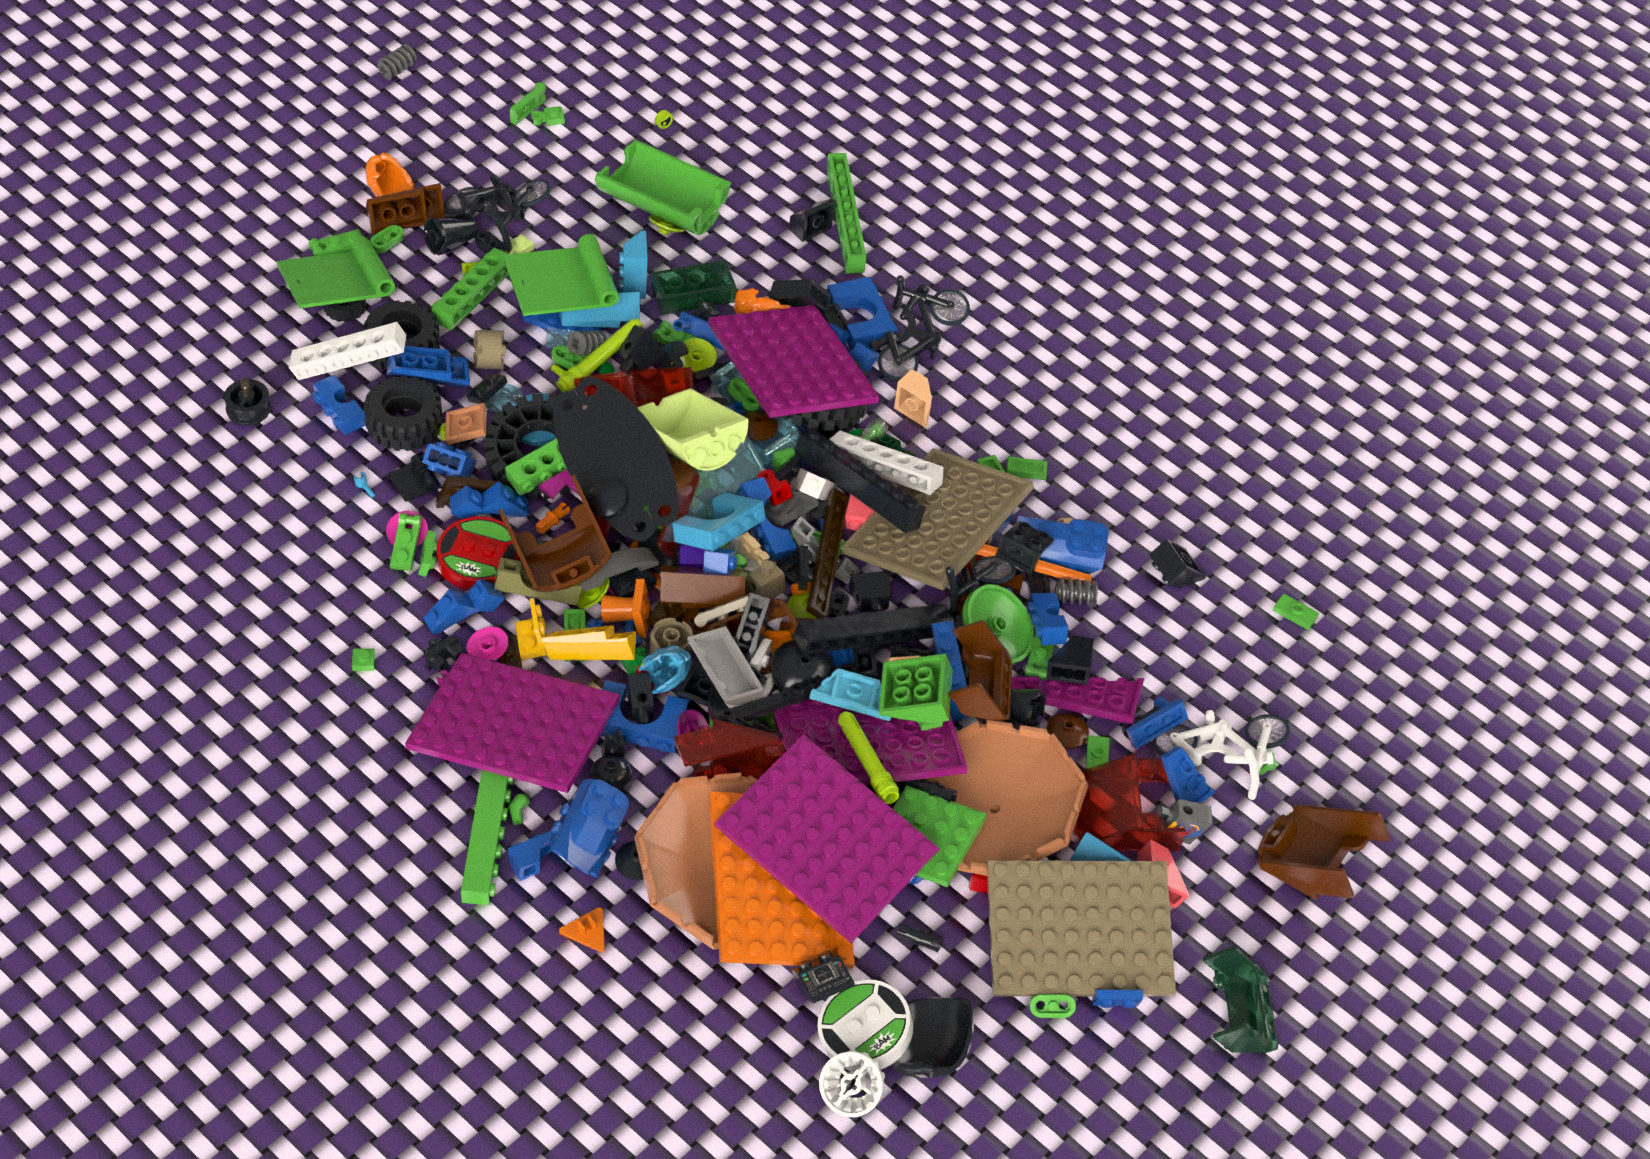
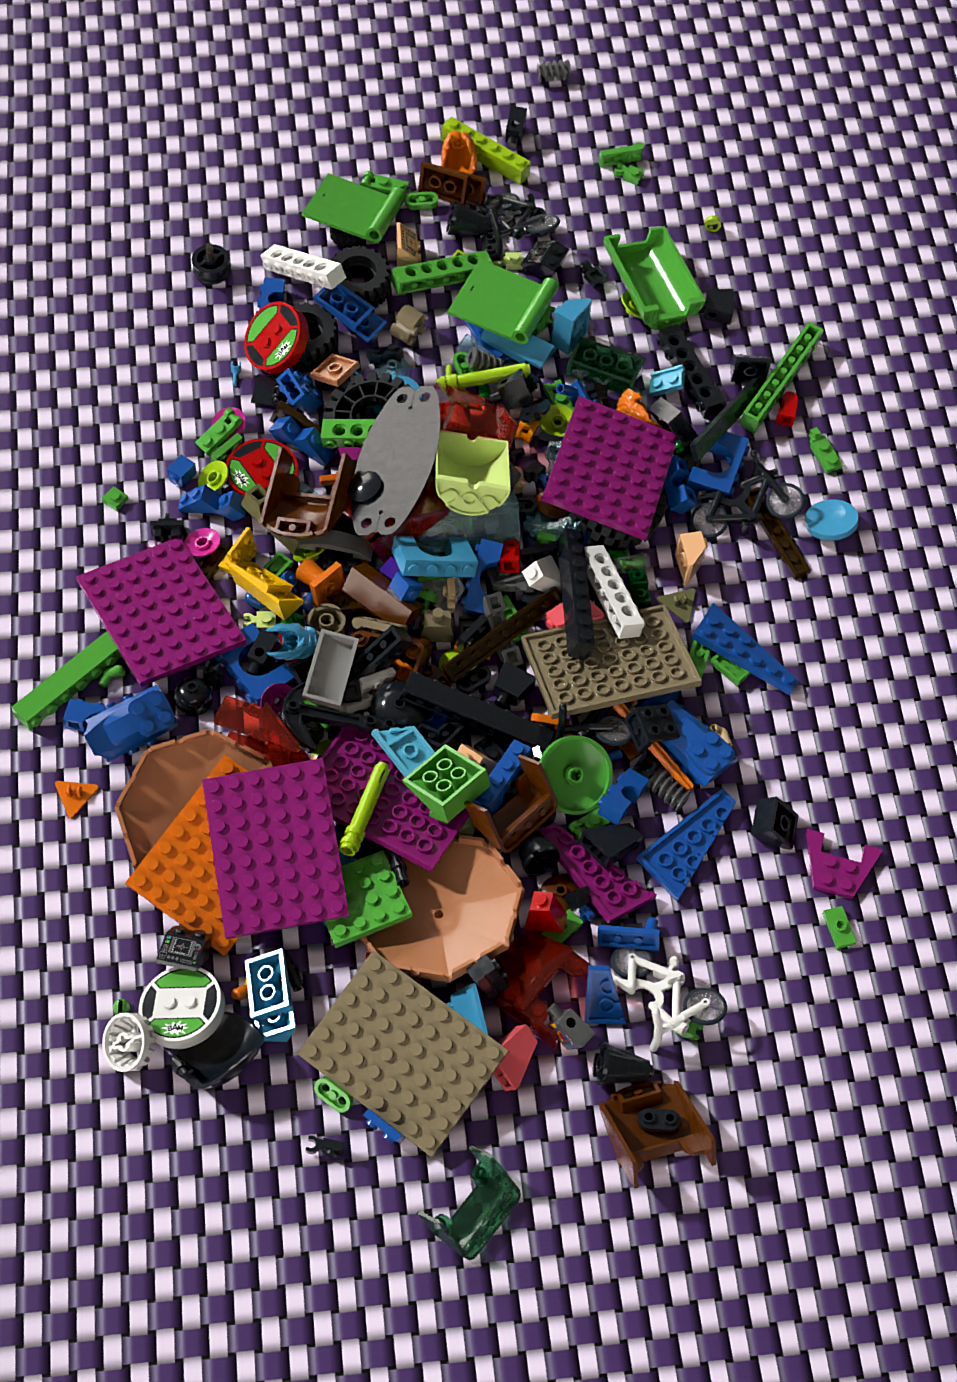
camera: 40 degrees right, 10 degrees up
(384, 427) = (276, 337): none -> brick
(404, 596) = (181, 471): none -> blue brick
(412, 133) = (515, 131): none -> black torso
(417, 162) = (492, 153): none -> lime brick
(417, 286) = (406, 246): none -> light nougat slope
(435, 577) = (214, 475): none -> lime dish
(551, 227) = (545, 258): none -> black slope
(583, 665) = (253, 602): none -> blue arm
(604, 218) = (593, 276): none -> black plate
(607, 672) = (263, 620): none -> yellowish green plate
(742, 185) = (719, 305): none -> black torso
(755, 269) = (667, 380): none -> medium azure plate
(764, 250) = (697, 381): none -> black brick
(805, 1069) = (125, 1008): none -> bright green hinge
(838, 268) = (725, 418): none -> black tile
(874, 236) = (787, 413): none -> red leg
(899, 978) = (241, 992): none -> orange arm
(928, 962) = (270, 996): none -> dark azure slope
(932, 254) = (824, 451): none -> bright green hinge
(937, 597) = (542, 719): none -> orange plate
(938, 440) = (679, 603): none -> olive piece
(967, 344) = (780, 538): none -> dark brown tile
(994, 303) = (831, 520): none -> dark azure piece
(1011, 447) = (729, 640): none -> blue wing
(1082, 743) = (545, 913): none -> red slope
(1090, 1046) = (330, 1147): none -> black plate
(1091, 720) = (579, 899): none -> black piece
(1092, 819) = (489, 976): none -> black brick
(1127, 631) = (680, 851): none -> blue wing
(1242, 825) = (619, 1066): none -> black cone
(1251, 574) = (835, 873): none -> magenta wing
(1313, 843) = (659, 1120): none -> black plate

